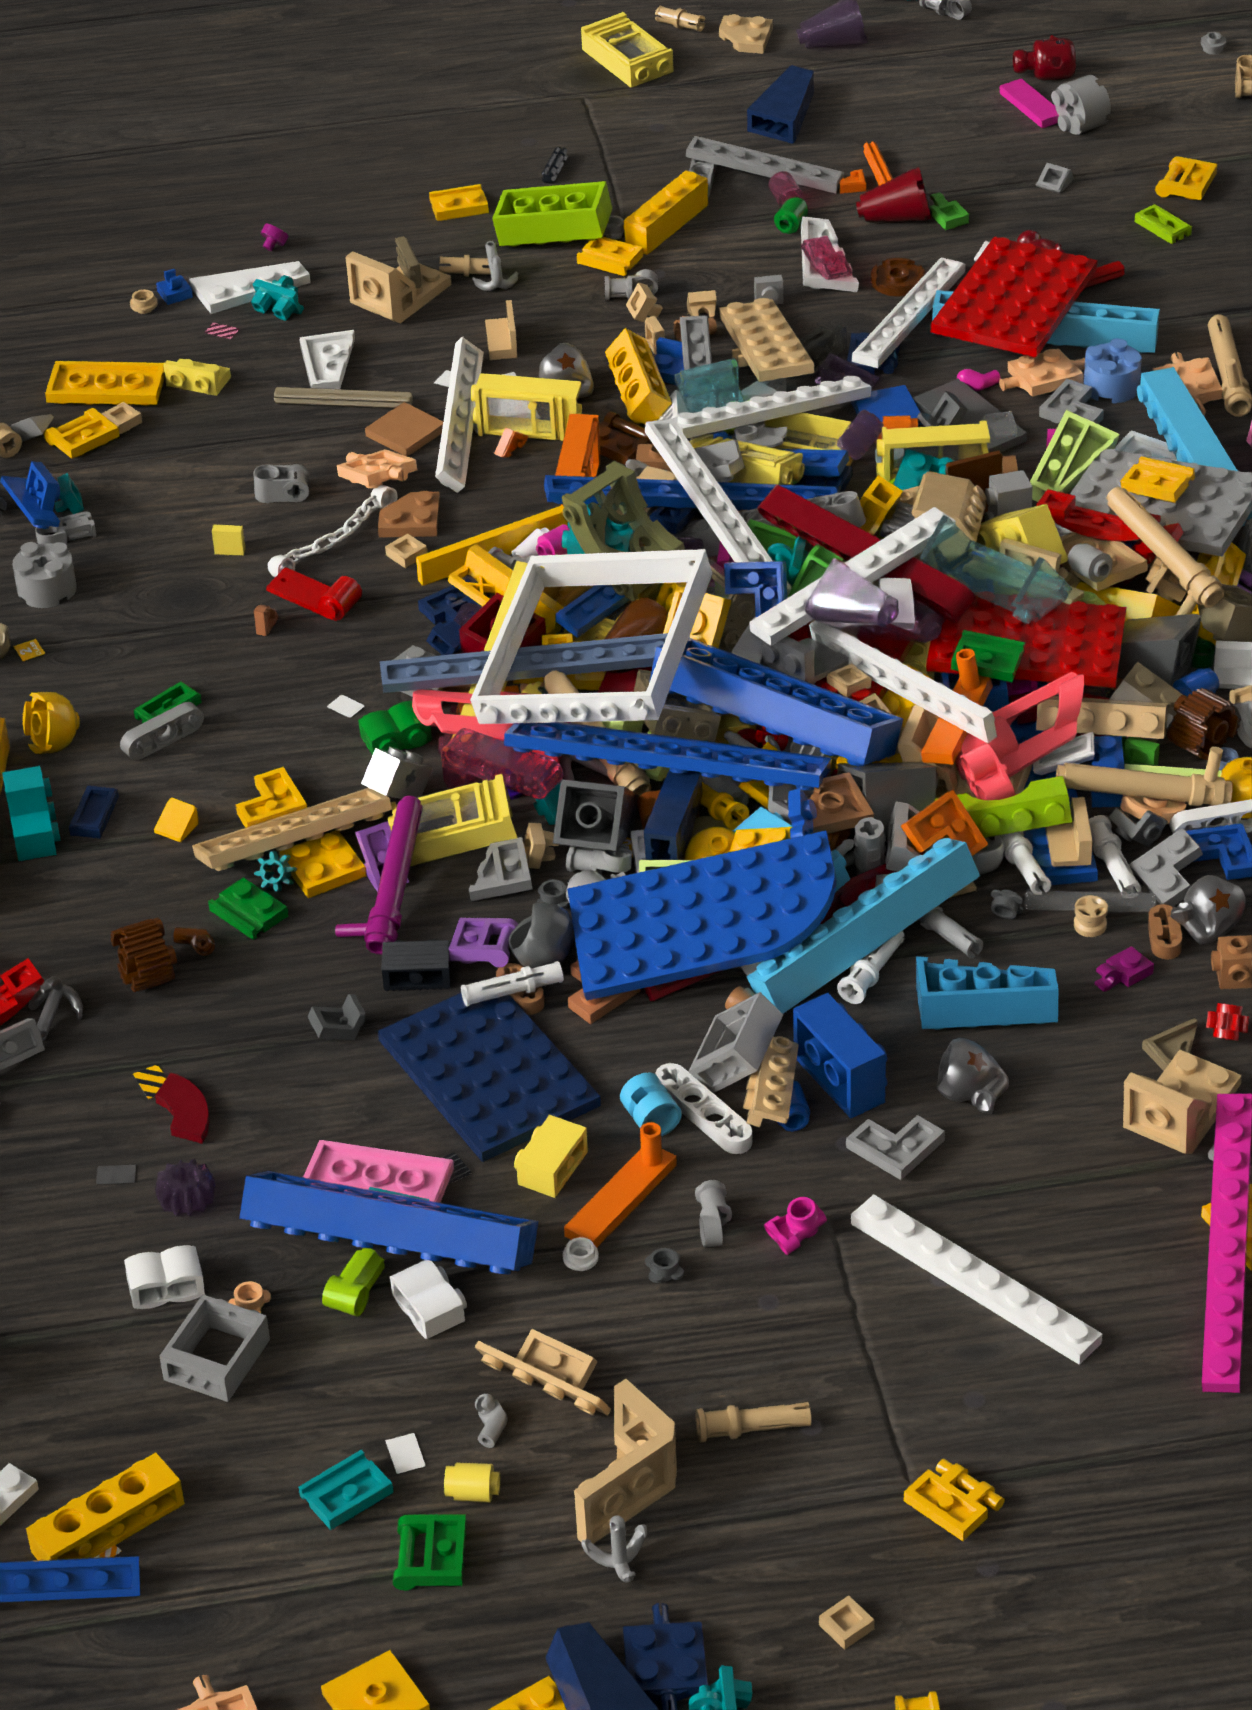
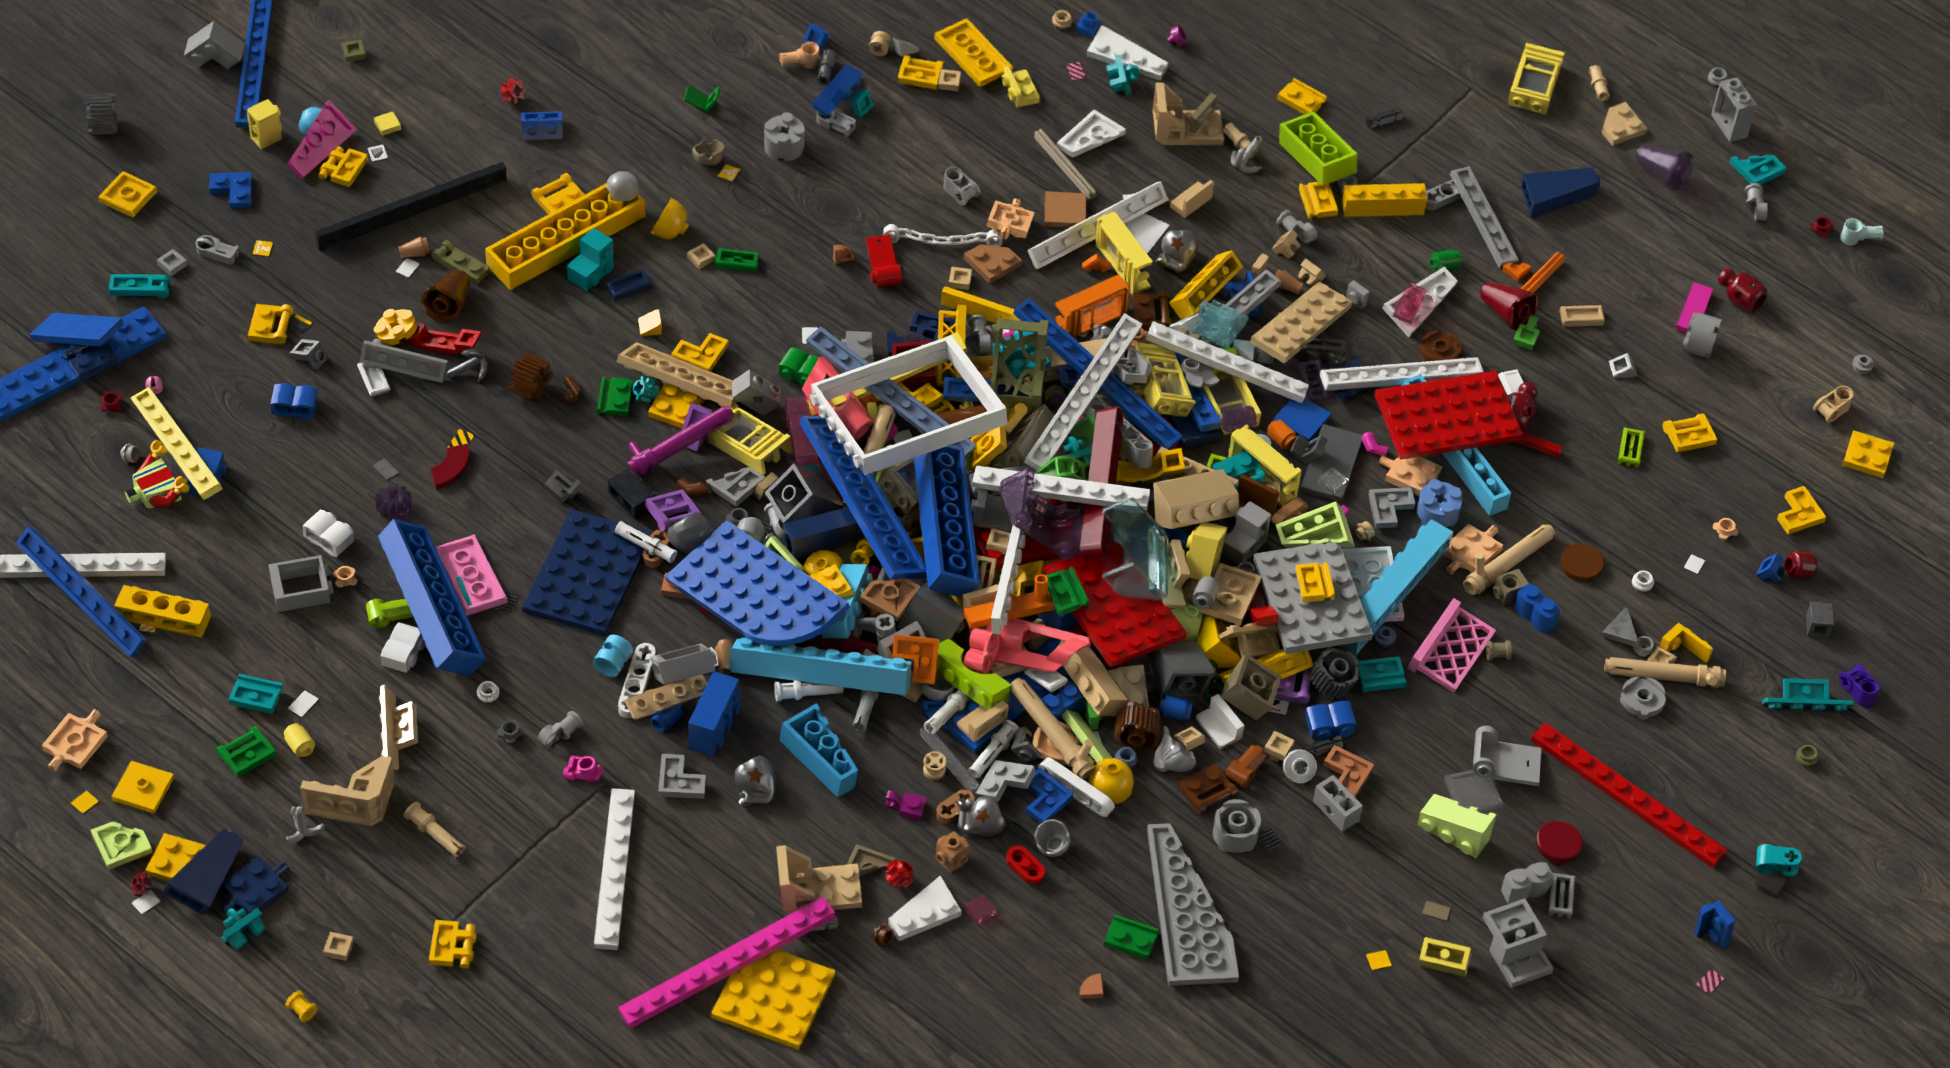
camera: 45 degrees right, 10 degrees up
(120, 726) = (701, 256): none -> tan tile
(143, 738) = (724, 274): light grey beam -> none
(228, 540) = (889, 195): light yellow tile -> none
(469, 908) = (693, 489): none -> reddish brown arm
(493, 1417) = (350, 725): light grey arm -> none
(551, 1156) = (543, 637): light yellow brick -> none
(624, 1190) = (547, 683): orange piece -> none
(763, 579) = (1022, 448): blue brick -> none
(784, 187) = (1467, 242): clear pink brick -> none
(801, 813) = (856, 585): blue plate -> none
(902, 590) = (1061, 521): white slope -> none
(960, 172) = (1582, 316): none -> tan tile
(1005, 878) = (931, 707): none -> blue tile
(1006, 904) = (909, 721): dark grey plate -> none
(1086, 521) = (1254, 573): red slope -> none
(1193, 576) = (1238, 648): tan cylinder -> none

